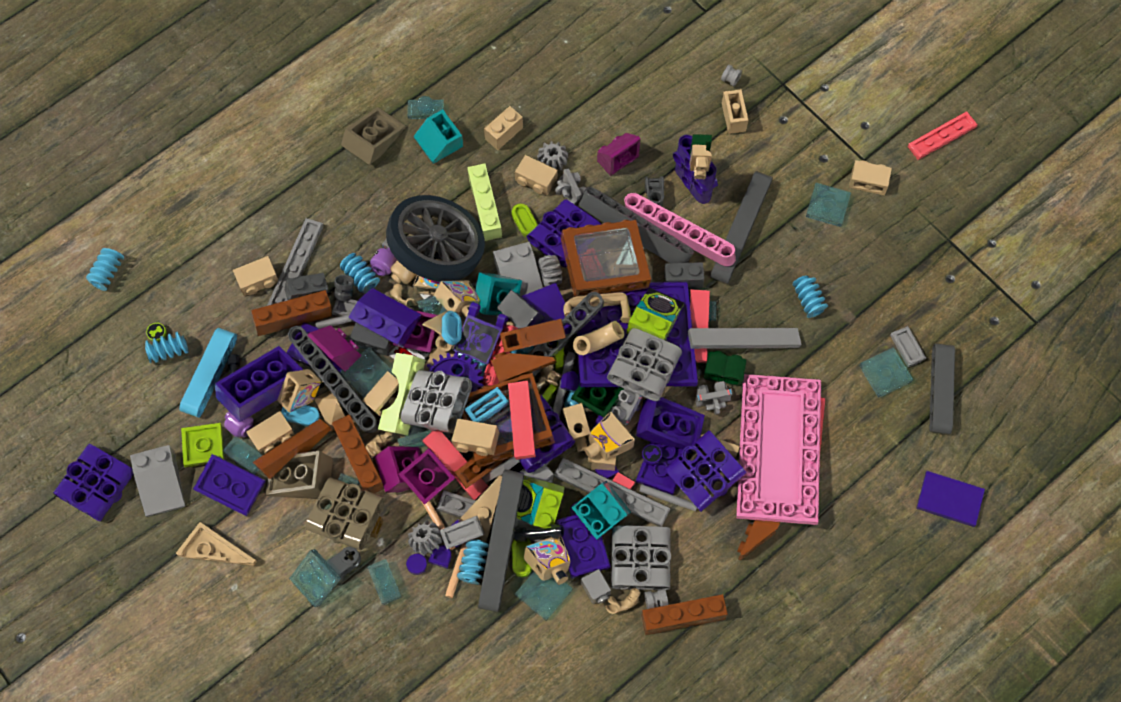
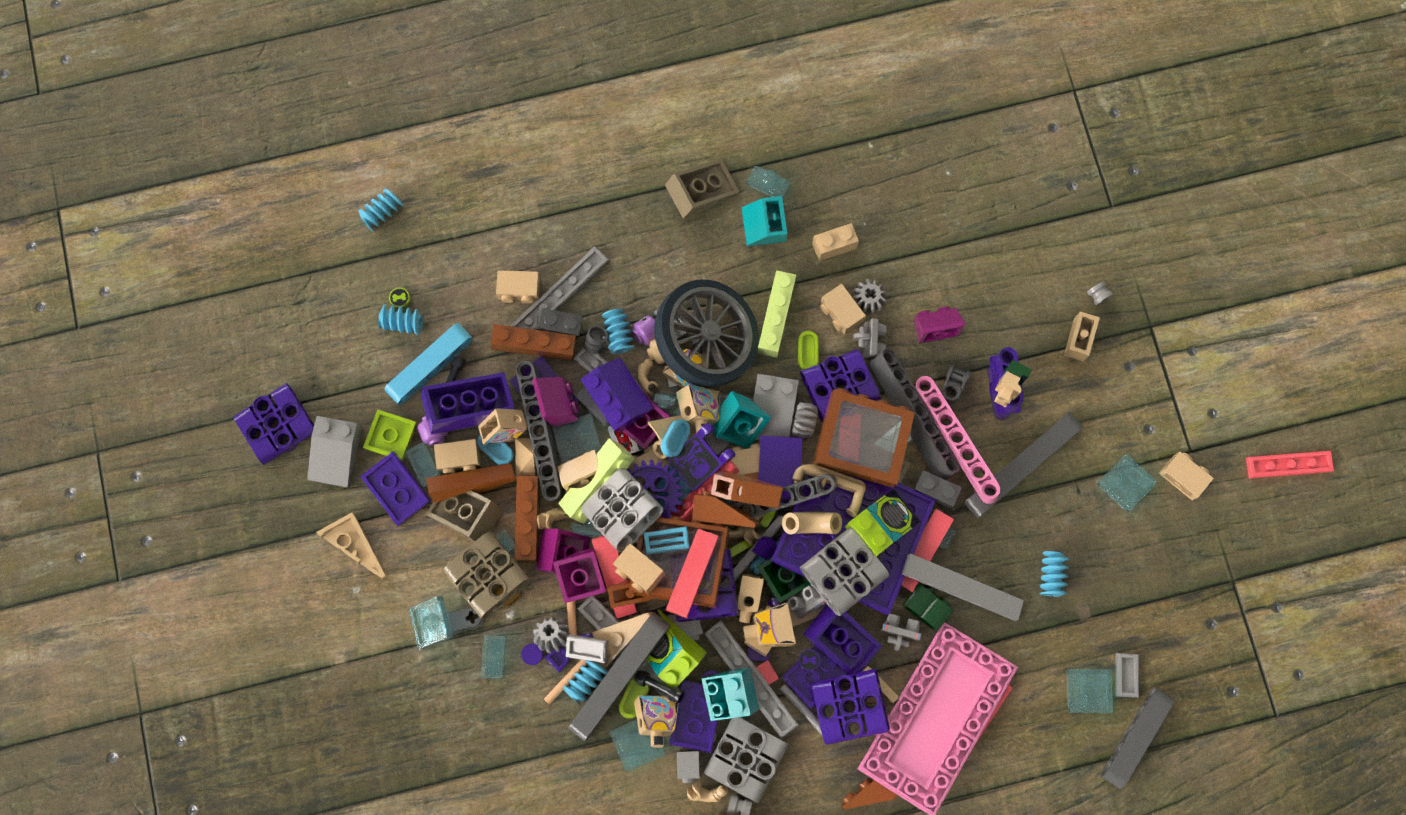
camera: 30 degrees right, 10 degrees up
(333, 322) = (570, 369): light grey bar -> none
(507, 465) = (654, 605): light grey tile -> none
(520, 311) = (751, 454): dark grey brick -> none

